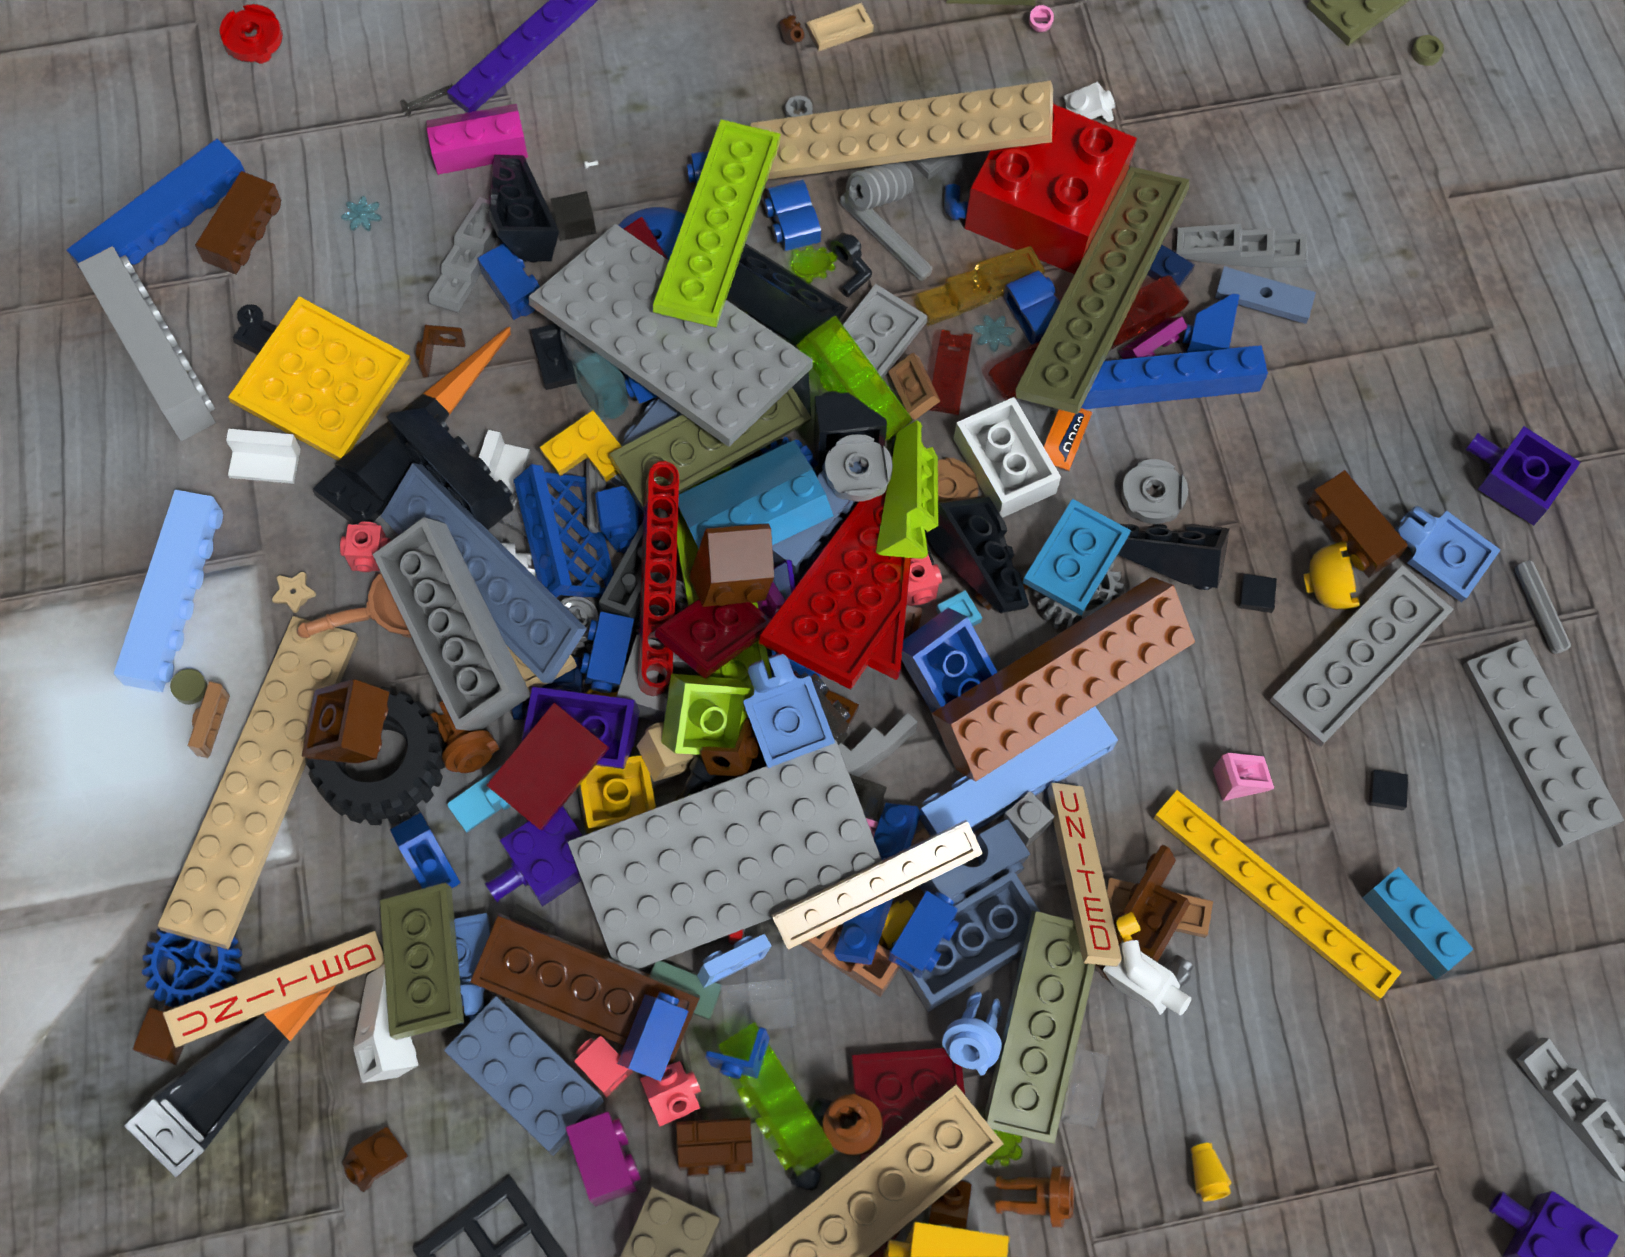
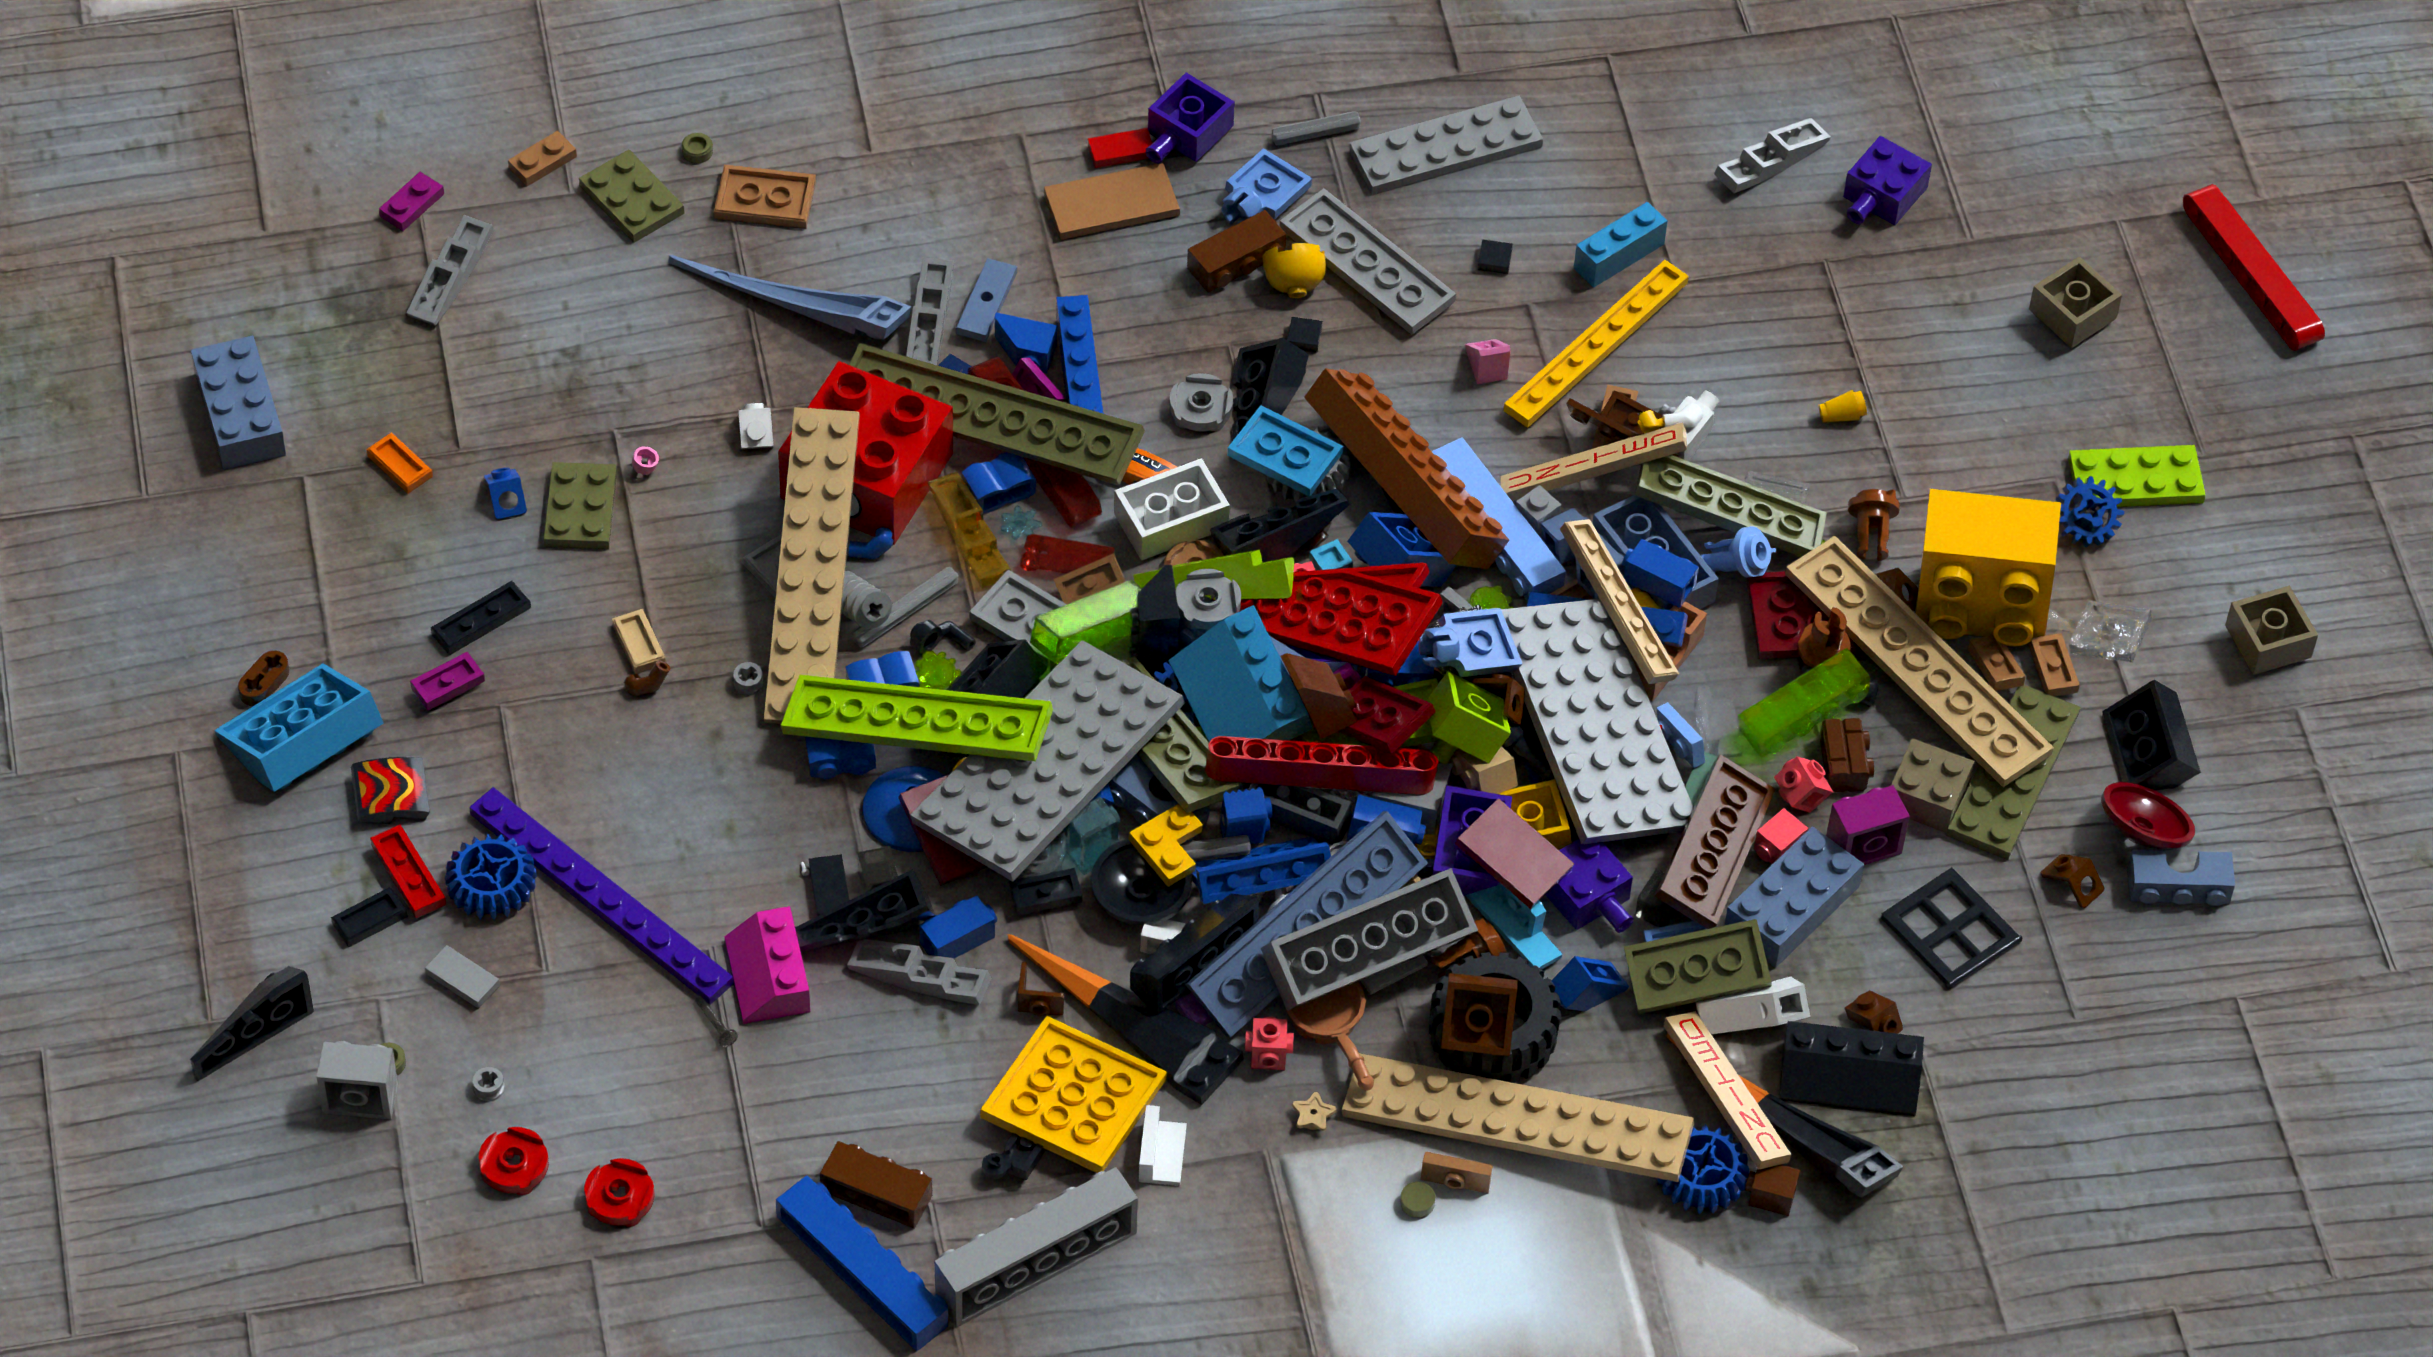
camera: 90 degrees left, 15 degrees down
(169, 591) = (1316, 1217): light blue brick -> none
(305, 1128) = (1851, 1068): none -> black slope
(361, 214) = (861, 1077): clear light blue plant -> none
(537, 419) = (1122, 874): none -> black dish
(567, 180) = (828, 882): none -> black tile
(653, 1036) = (1760, 779): brick -> none
(736, 1067) = (1782, 704): blue bracket -> none
(913, 774) = (1490, 598): none -> clear neon green piece
(1234, 170) = (853, 313): none -> sand blue plate
(1375, 108) = (765, 196): none -> medium nougat tile
(1412, 410) = (1111, 201): none -> medium nougat tile
(1485, 415) = (1119, 147): none -> red tile

